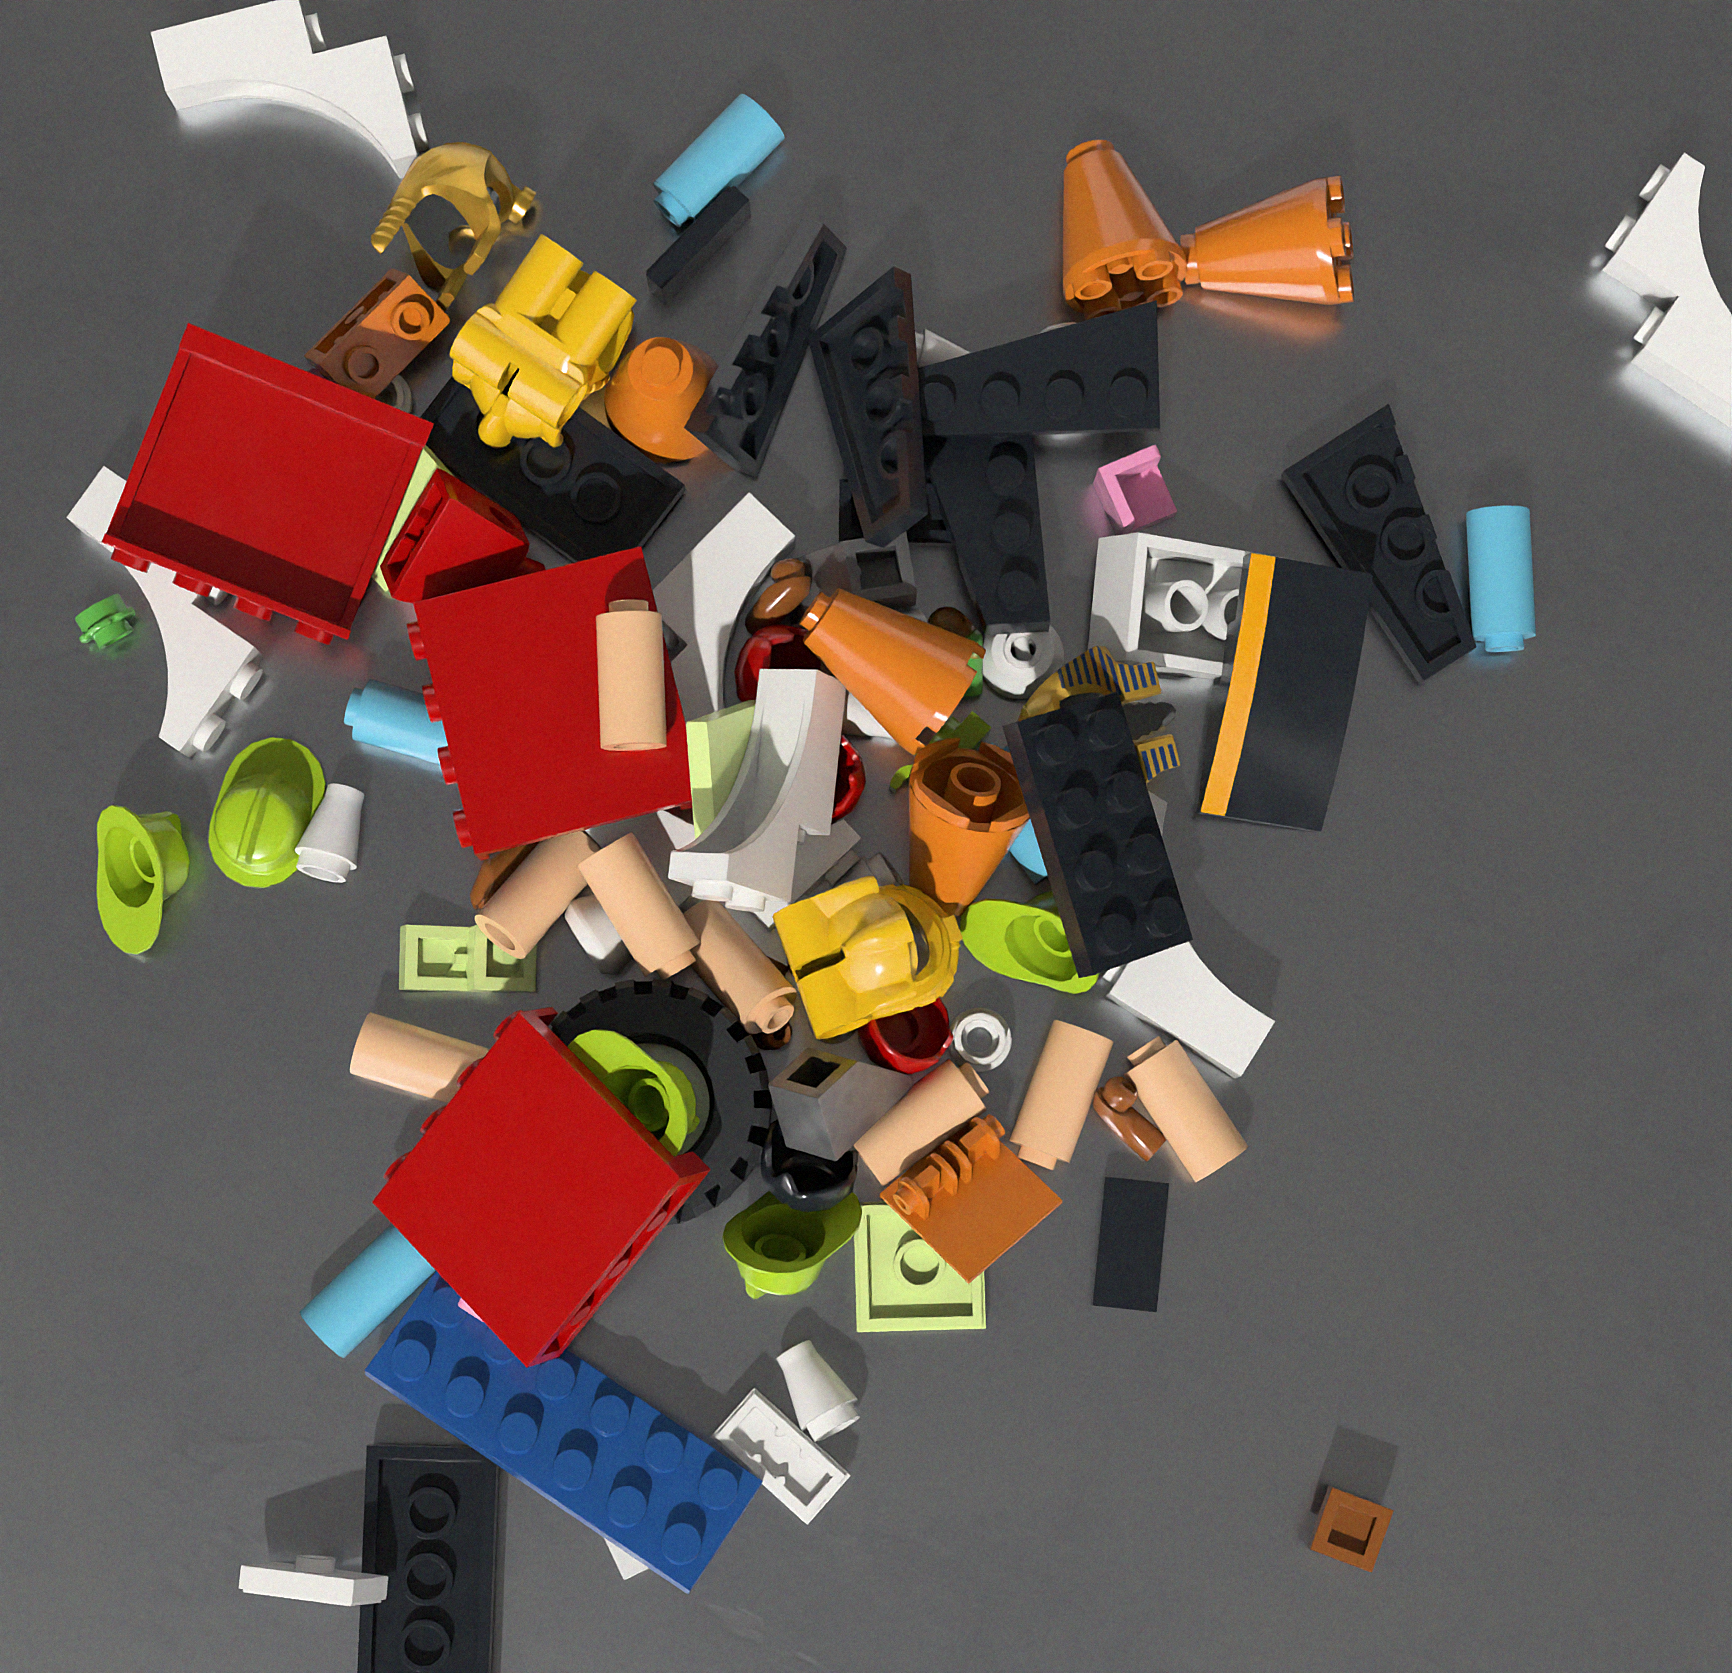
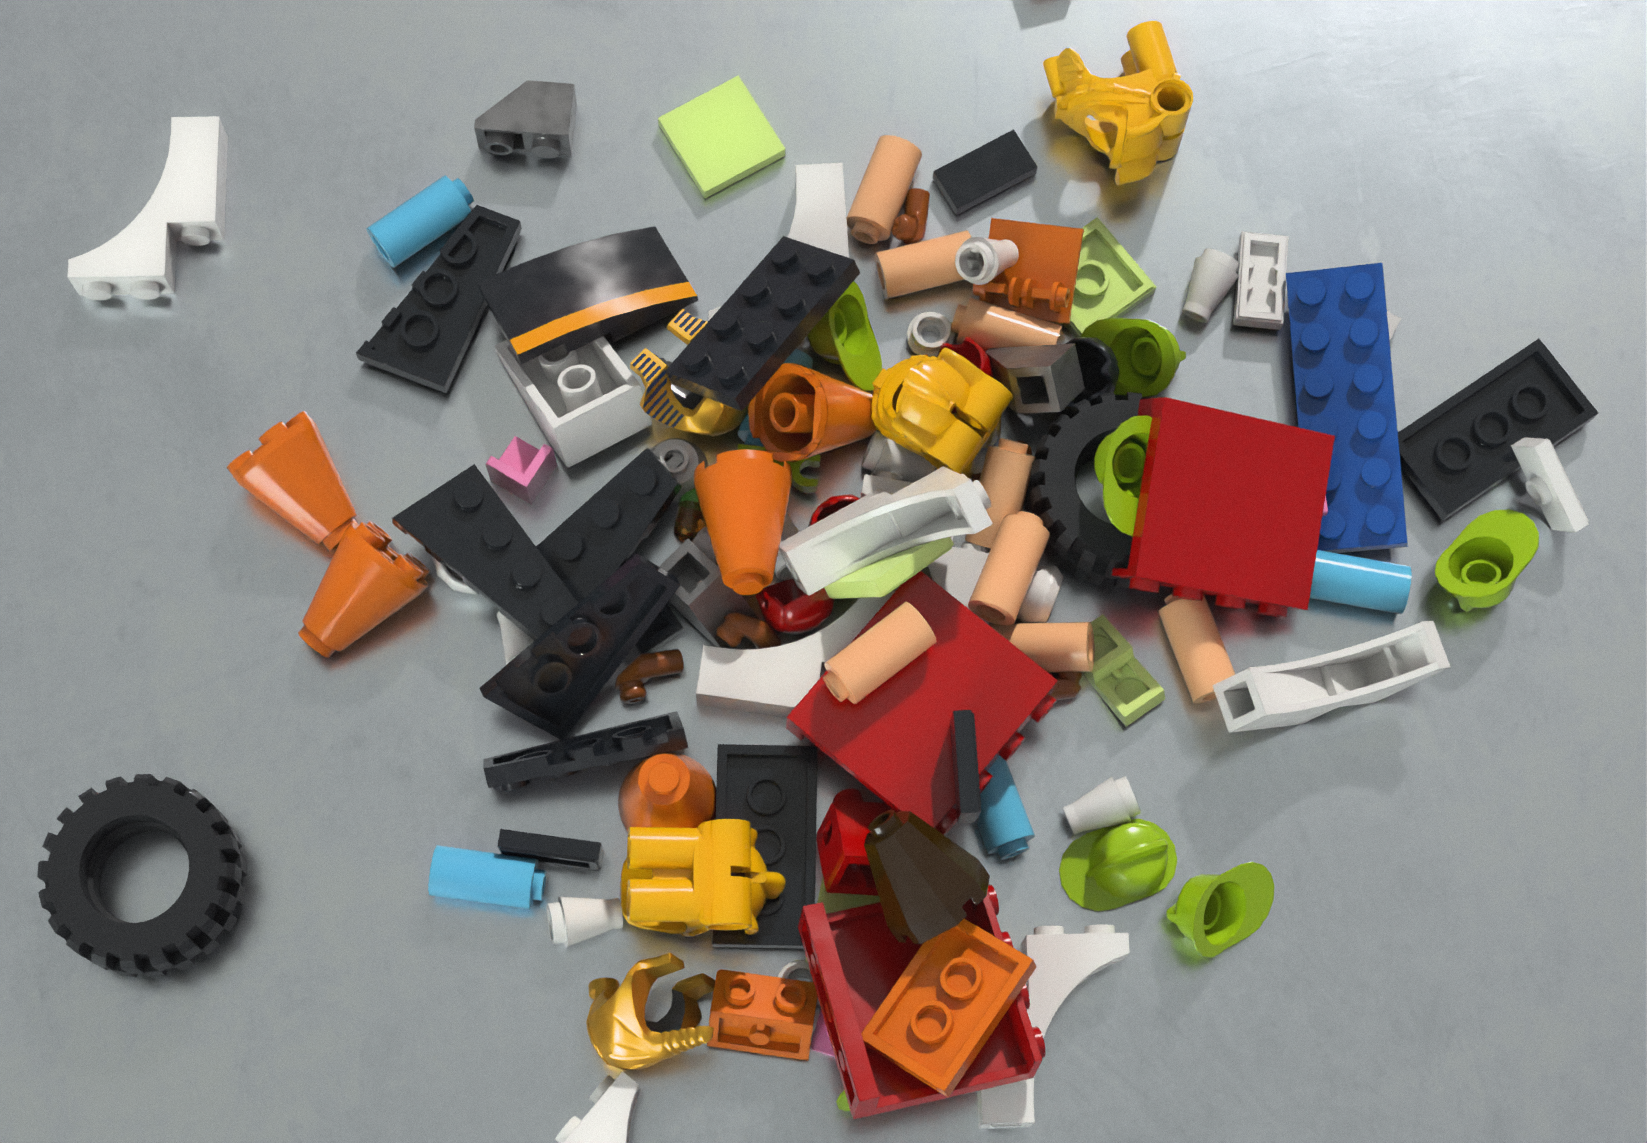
camera: 125 degrees left, 10 degrees down
(105, 621) = (1078, 1056): bright green plate -> none
(228, 492) = (948, 1004): none -> orange plate
(278, 1159) = (1347, 677): none -> white arch
(286, 1446) = (1487, 558): none -> lime piece
(366, 556) = (921, 876): none -> dark brown cone
(447, 679) = (965, 766): none -> black tile
(606, 227) = (582, 918): none -> white cone
(822, 471) = (642, 669): none -> dark orange arm
(1009, 1144) = (984, 259): none -> white cone
(1073, 1440) = (1136, 114): none -> yellow helmet
(1379, 980) = (721, 136): none -> yellowish green tile
(1542, 779) = (530, 119): none -> flat silver slope

